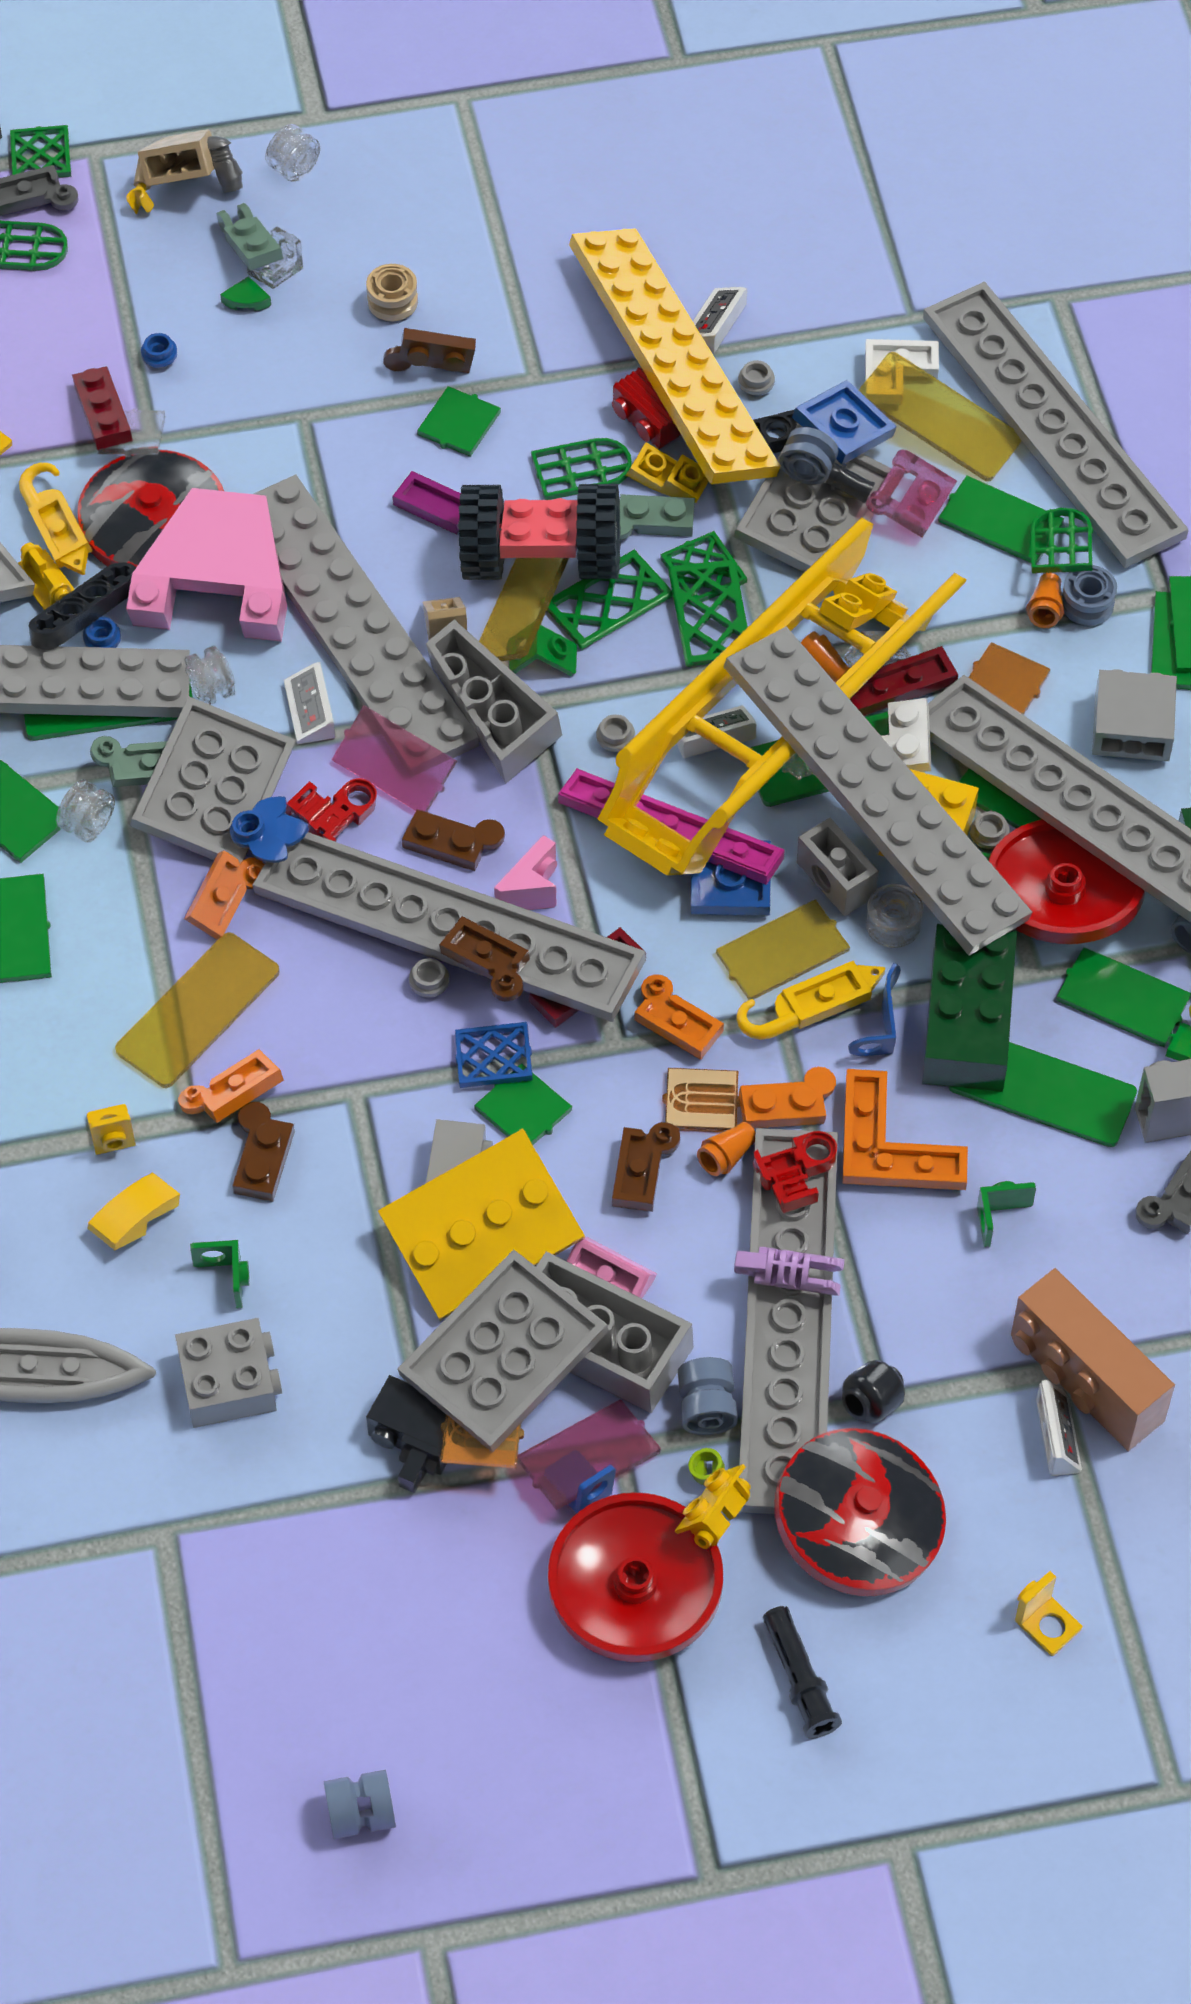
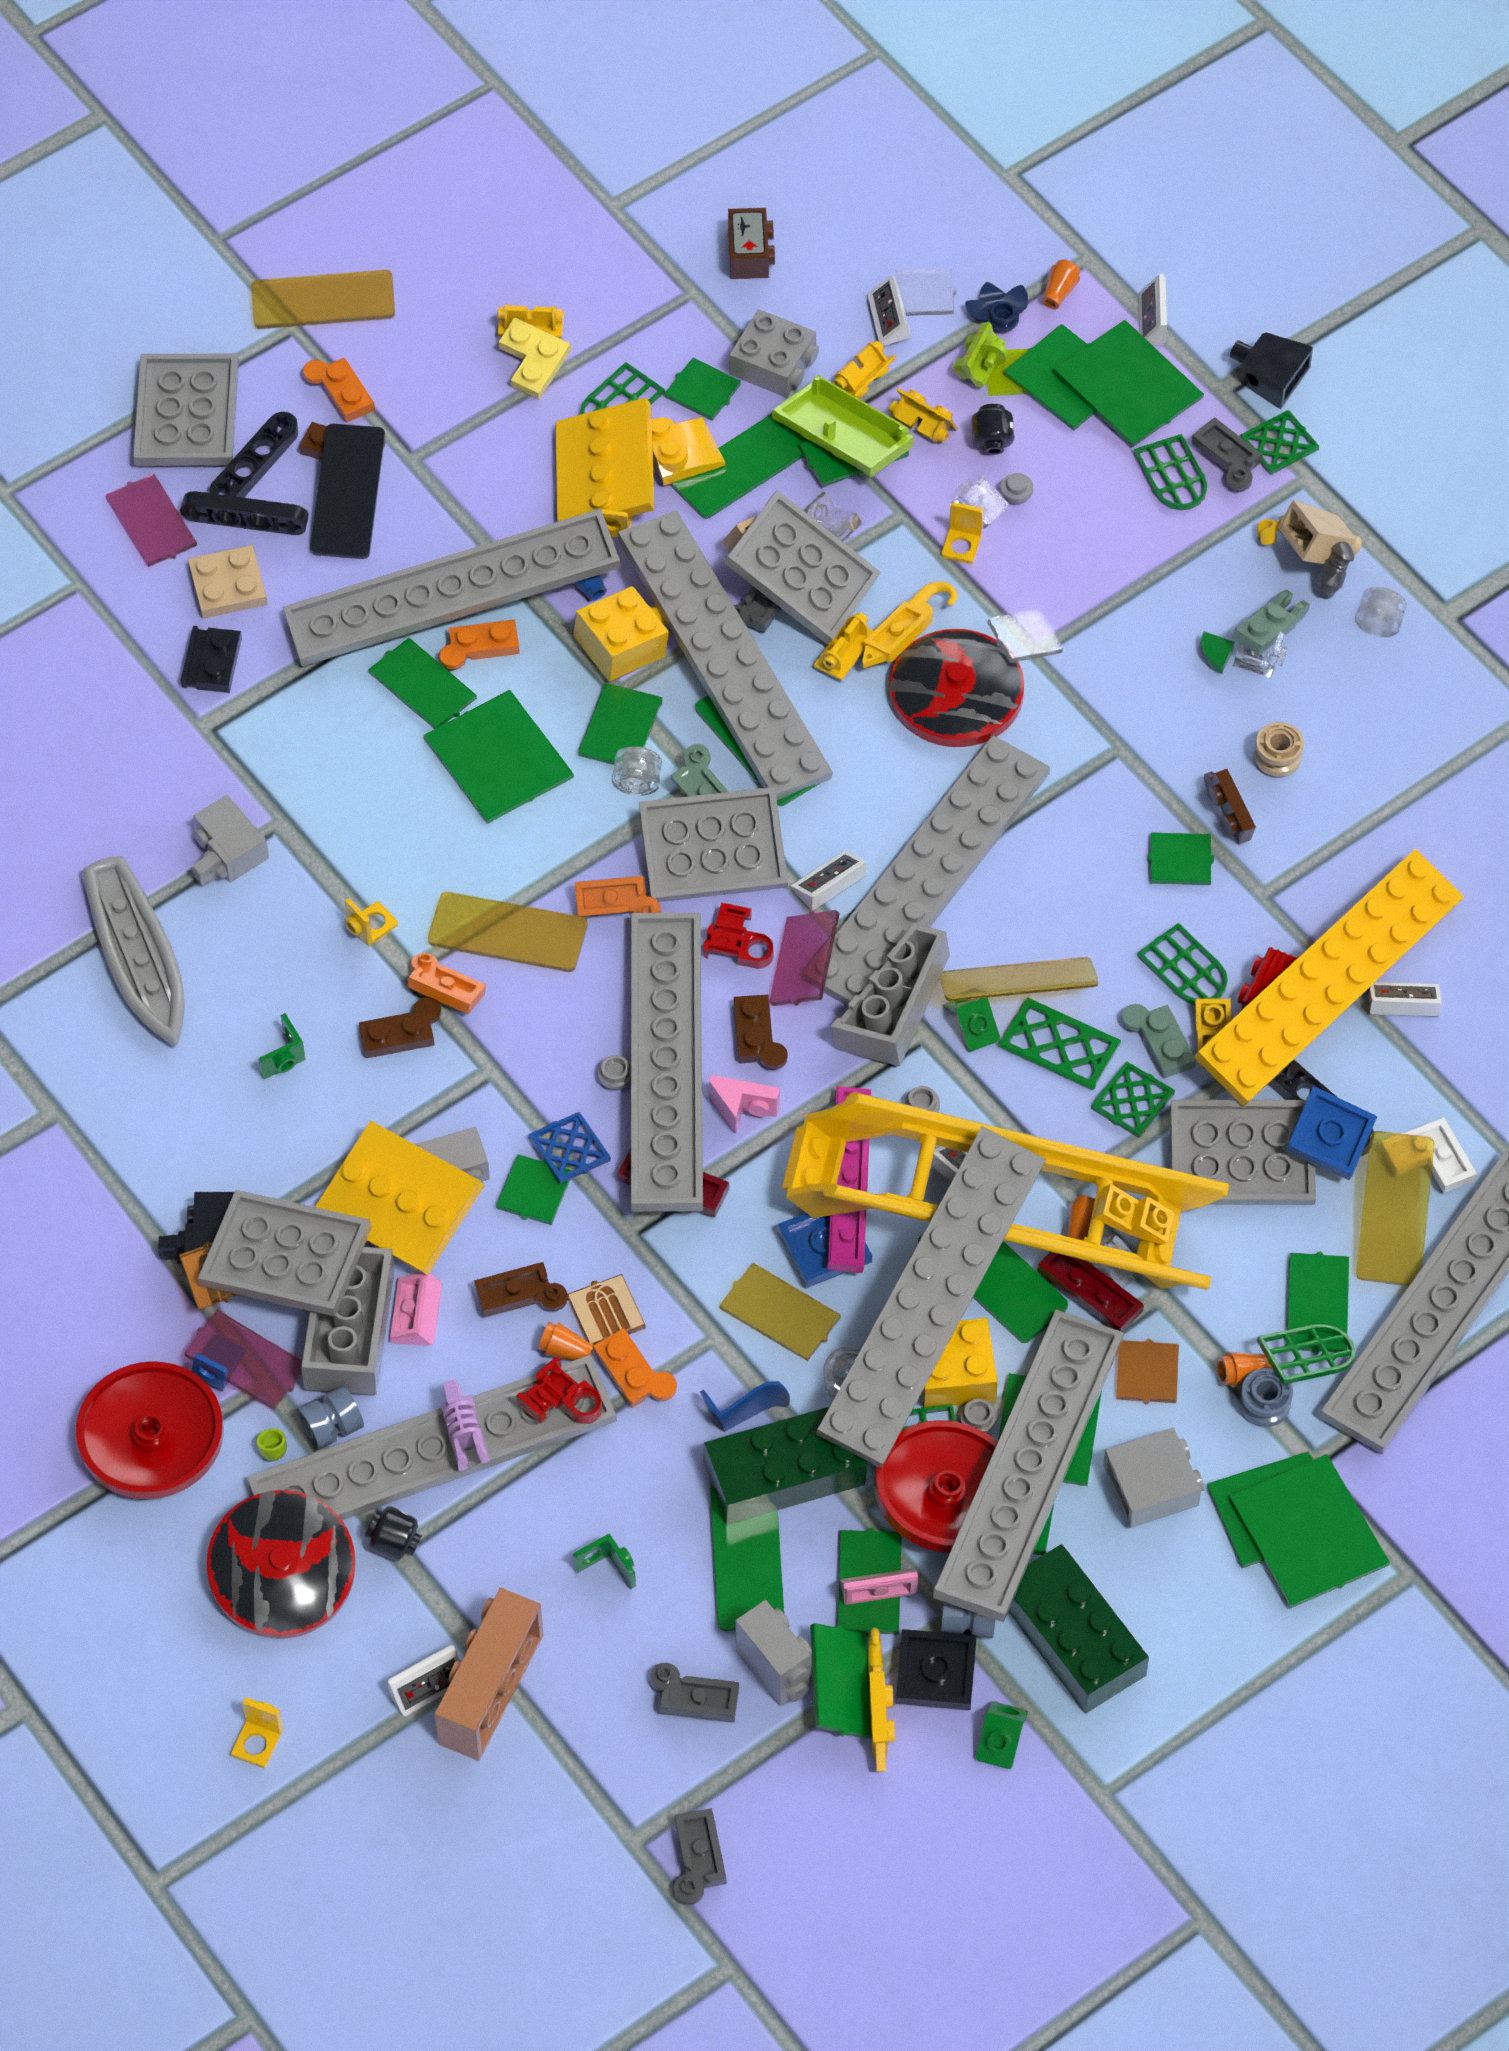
camera: 65 degrees right, 0 degrees up
(54, 624) = (826, 684): black beam -> none
(102, 407) = (1033, 603): dark red plate -> none
(102, 627) = (815, 700): blue plate -> none
(128, 1213) = (297, 963): yellow slope -> none
(158, 350) = (1120, 609): blue plate -> none
(210, 675) = (810, 795): clear wheel -> none
(213, 546) = (931, 742): bright pink wedge -> none
(228, 1372) = (196, 1089): light grey brick -> none
(270, 830) = (683, 899): blue plate -> none
(429, 501) = (1083, 876): magenta tile -> none
(442, 612) = (965, 933): tan slope -> none
(487, 955) = (635, 1095): reddish brown hinge -> none
(539, 529) = (1089, 983): black plate -> none
(676, 1018) = (667, 1258): orange hinge -> none
(681, 598) = (1086, 1094): green window -> none
(722, 1493) = (241, 1456): yellow hinge -> none
(756, 378) = (1355, 1054): light grey plate -> none
(806, 1688) = (116, 1589): black pin -> none
(808, 455) = (1267, 1117): sand blue wheel -> none
(814, 999) = (736, 1348): yellow plate -> none
(837, 866) = (864, 1308): light grey brick -> none
(849, 482) = (1269, 1164): black pin -> none
(882, 1163) = (611, 1446): orange plate -> none
(910, 733) = (1020, 1316): white plate -> none
(922, 499) = (1295, 1229): clear pink plate -> none
(1137, 983) = (879, 1586): none -> bright pink slope

